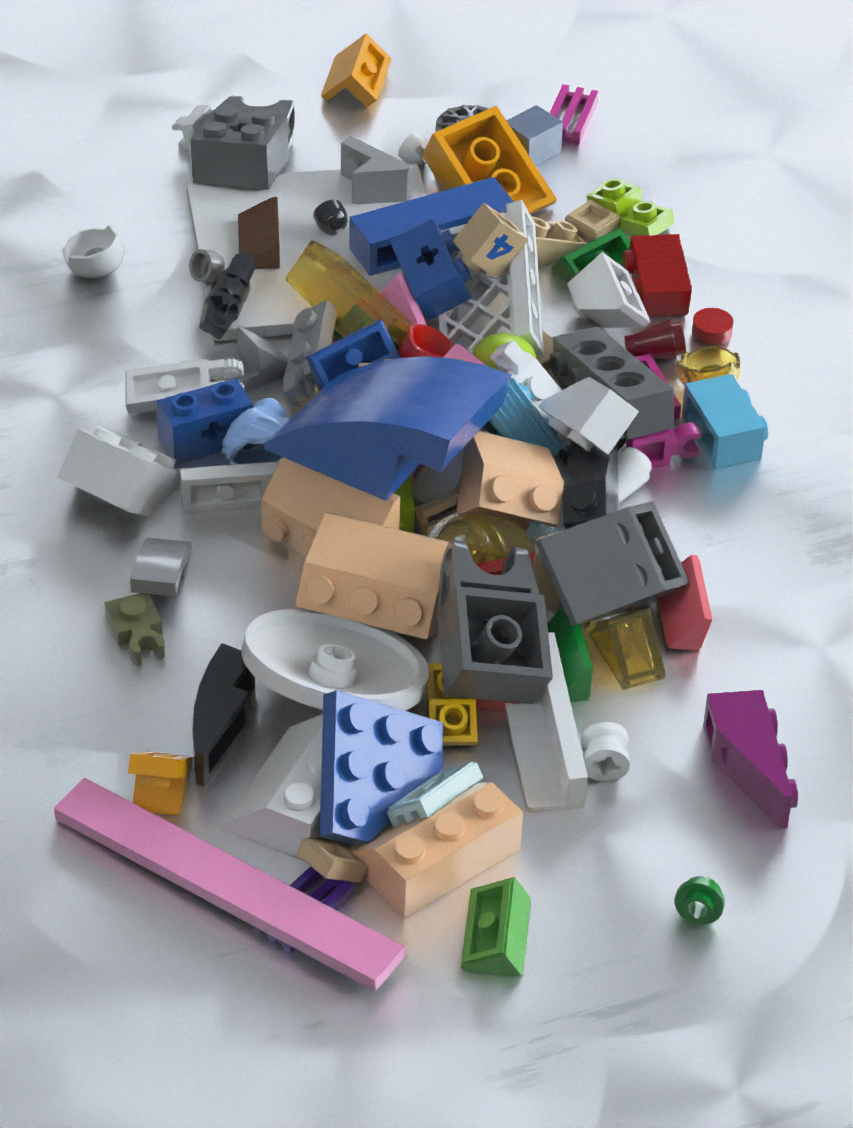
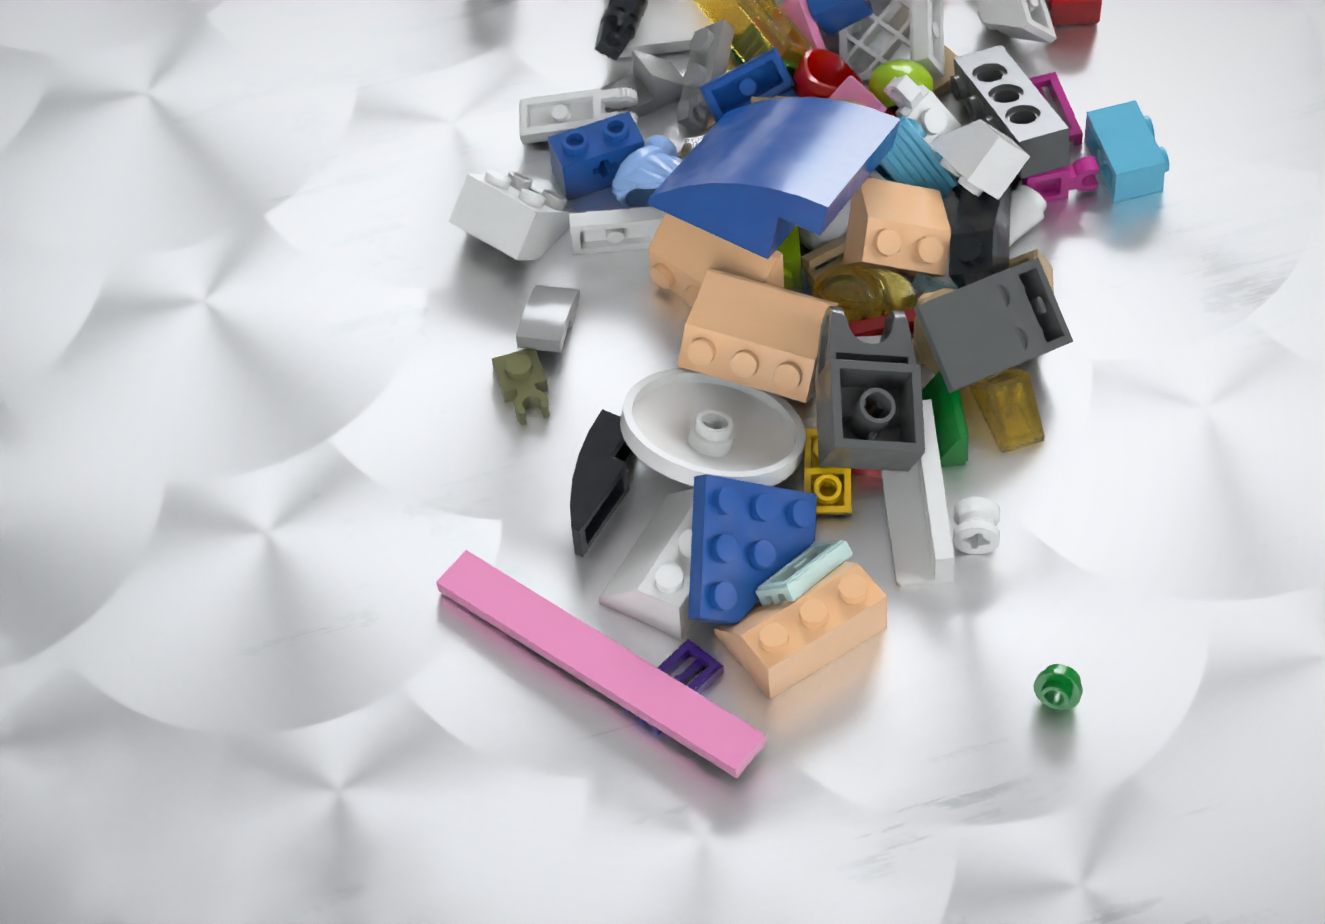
camera: 10 degrees right, 10 degrees up
(160, 780) = (539, 551): light orange slope -> none
(332, 860) = (700, 641): tan tile -> none
(497, 929) = (858, 713): bright green slope -> none
(662, 341) = (1065, 58): dark red cone -> none
(687, 611) = (1069, 368): coral slope -> none
(708, 363) = (1114, 86): clear yellow hair -> none
(712, 326) = (1123, 36): red tile -> none
(746, 748) = (1117, 522): magenta slope -> none

